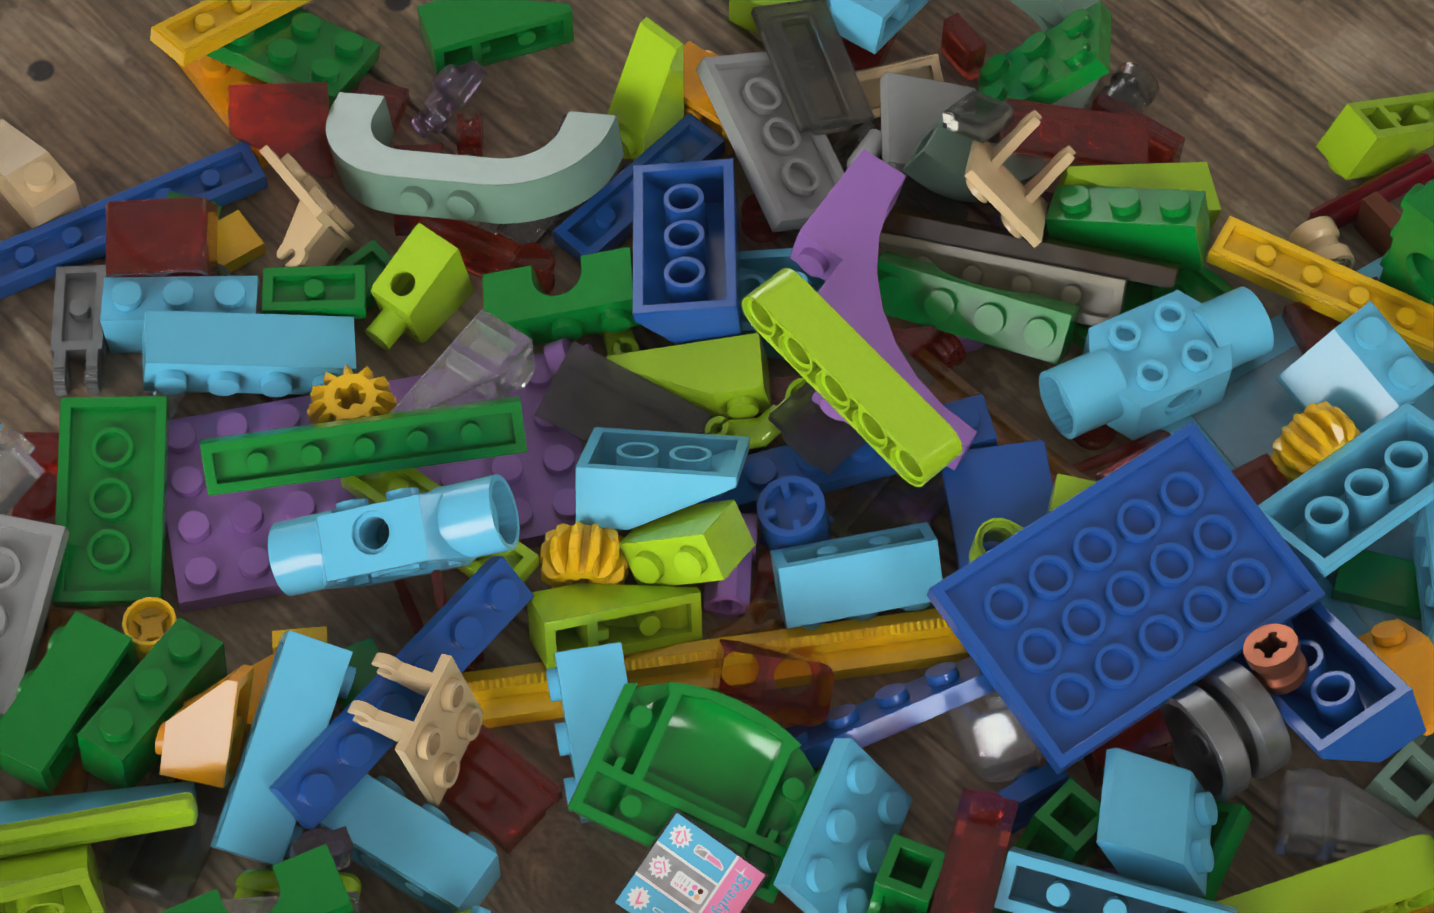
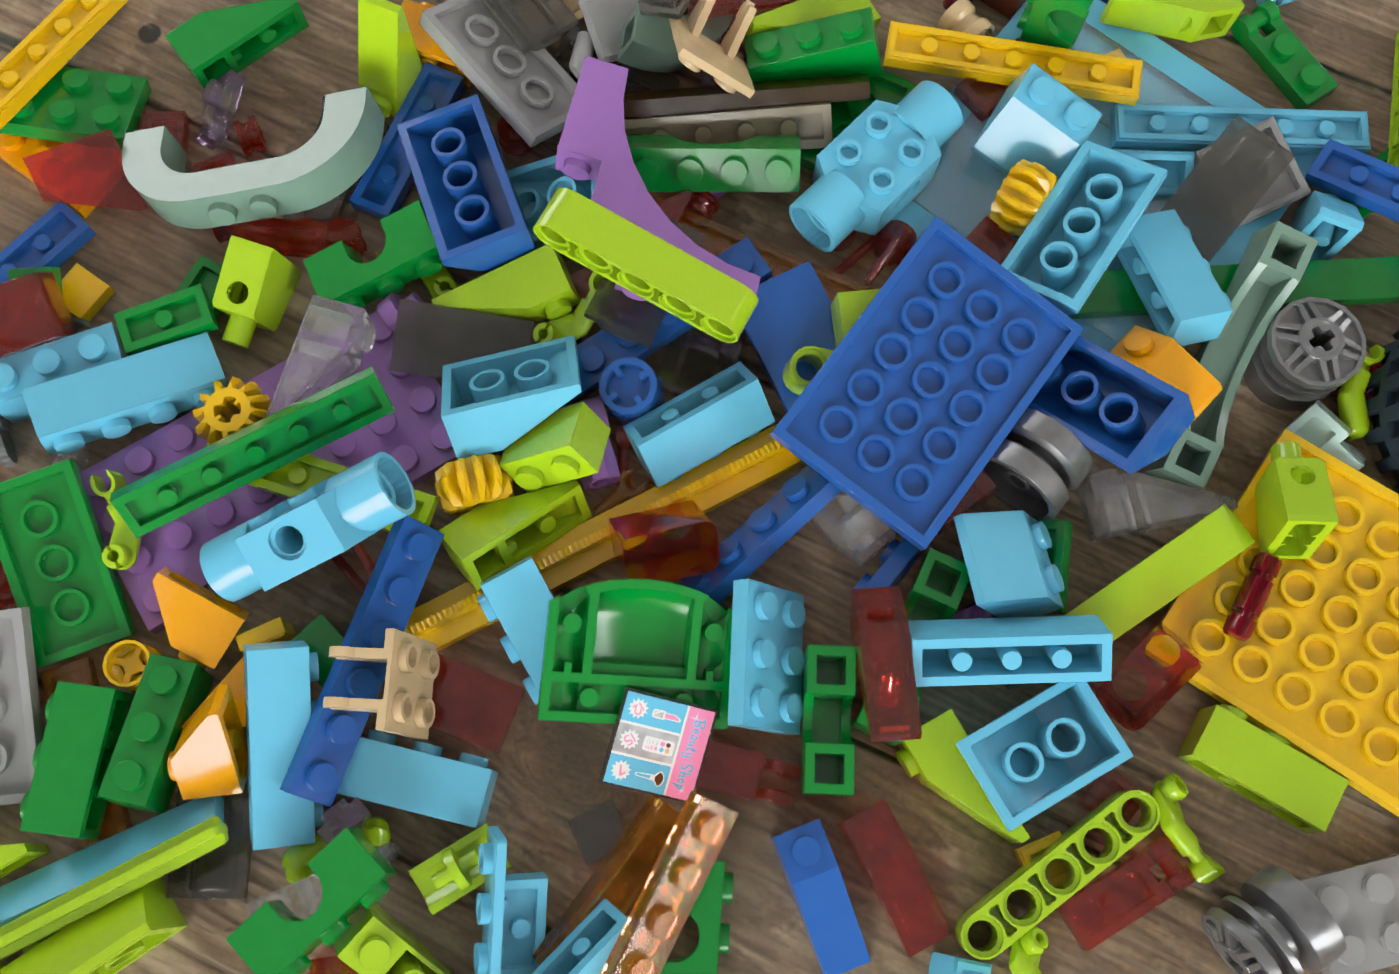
camera: 20 degrees left, 15 degrees up
(192, 498) = (123, 545): none -> lime arm
(238, 602) = (196, 618): none -> light orange slope
(318, 226) = (148, 261): tan plate -> none
(1276, 658) = (1075, 400): copper wheel -> none

